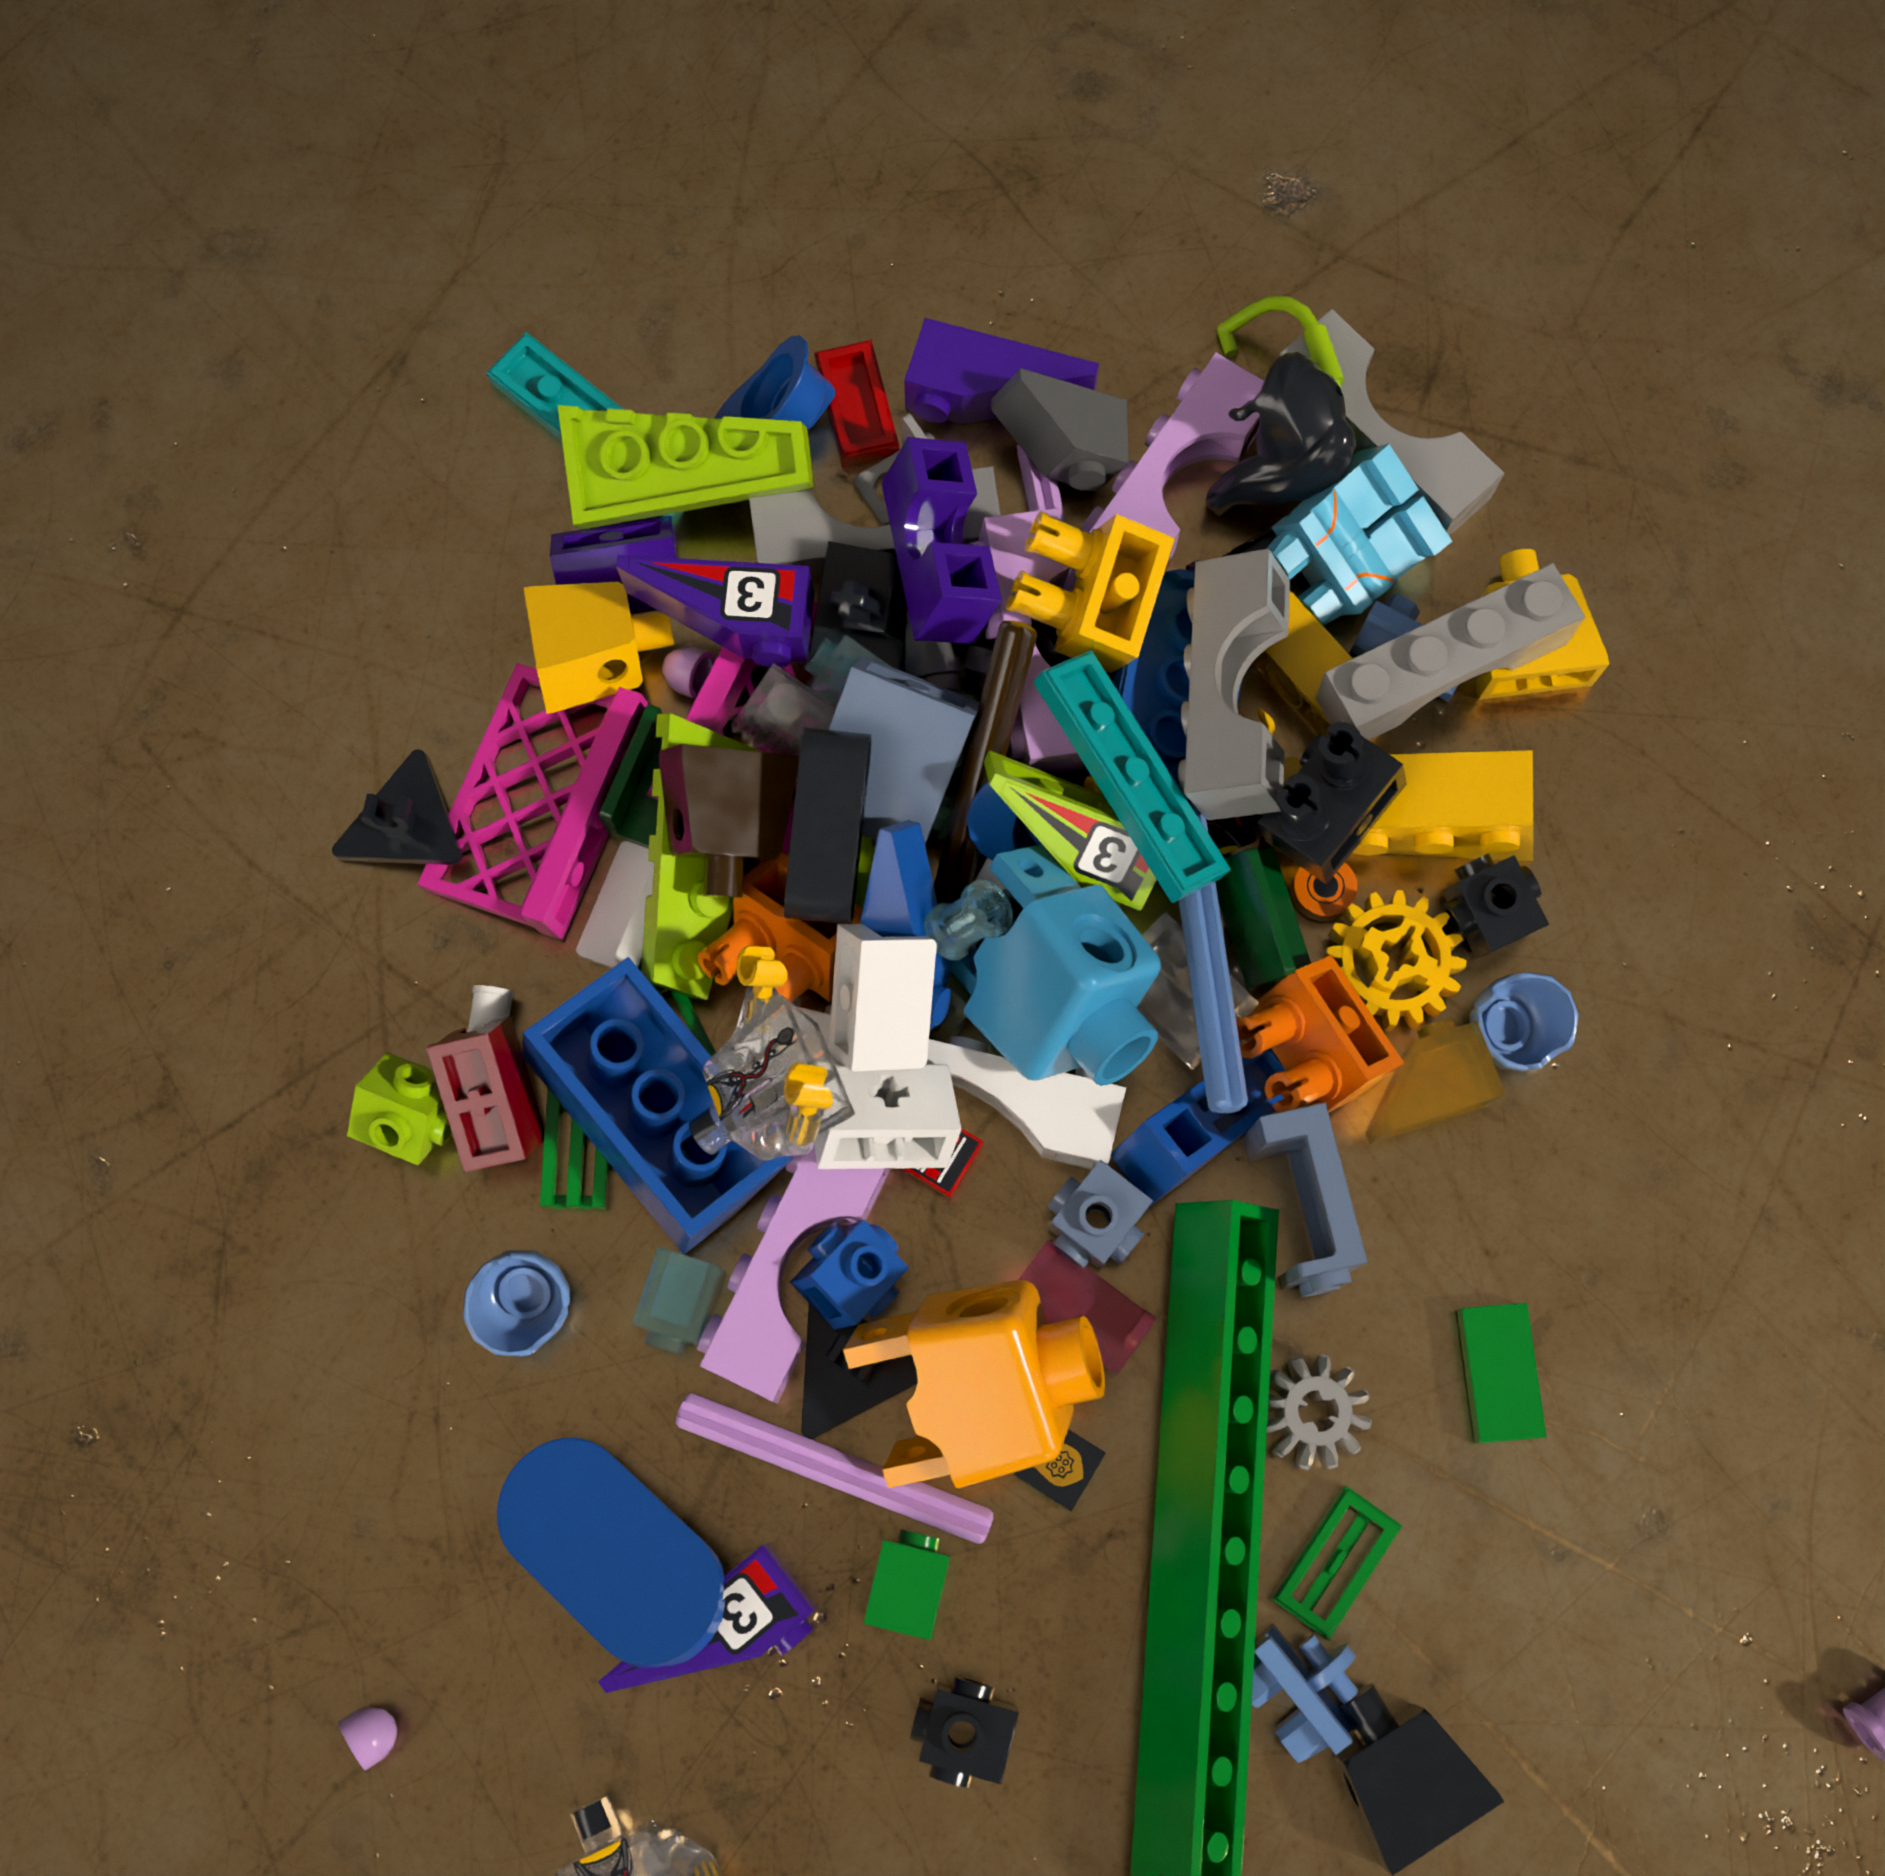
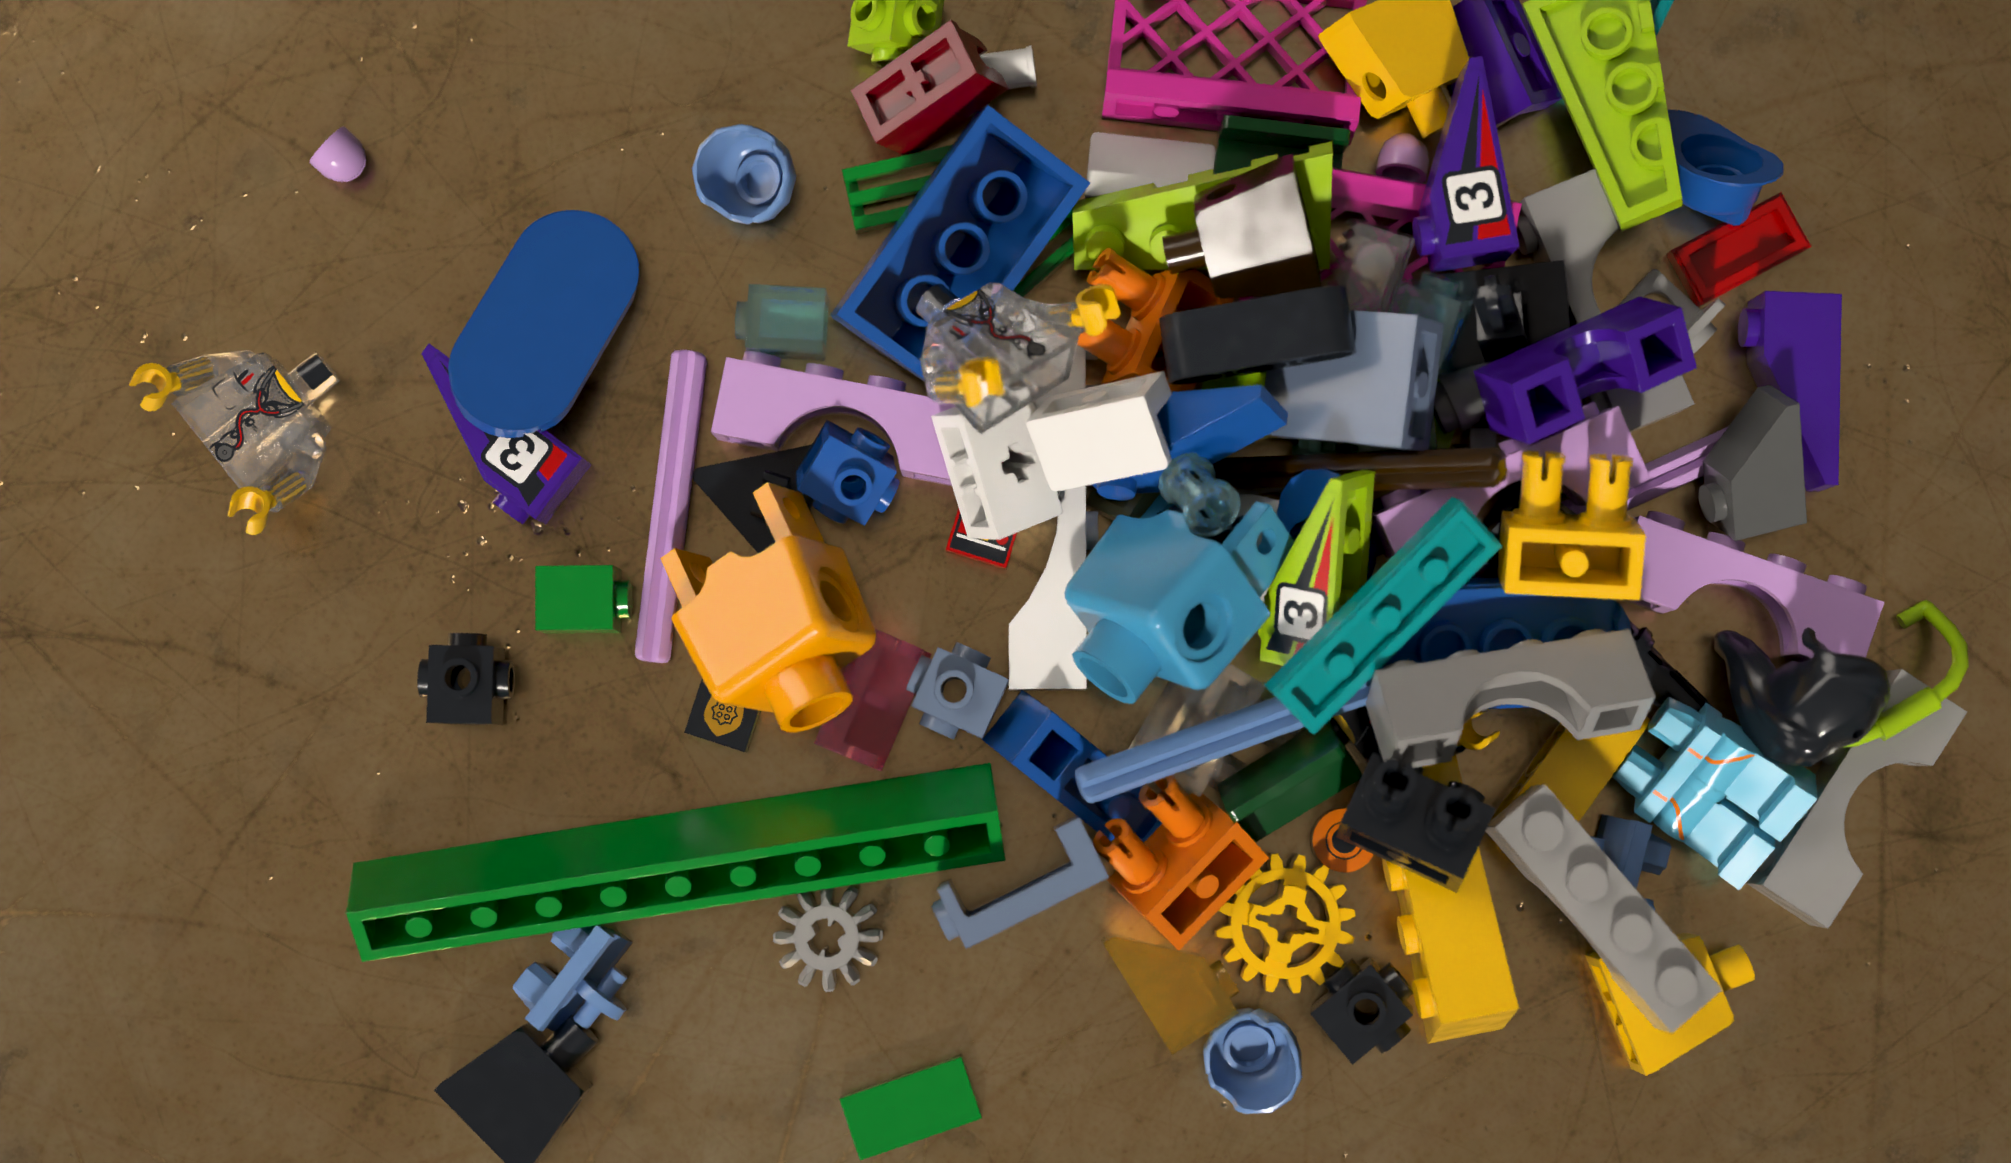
camera: 75 degrees right, 10 degrees up
(1359, 1576) = (750, 1007): green tile -> none

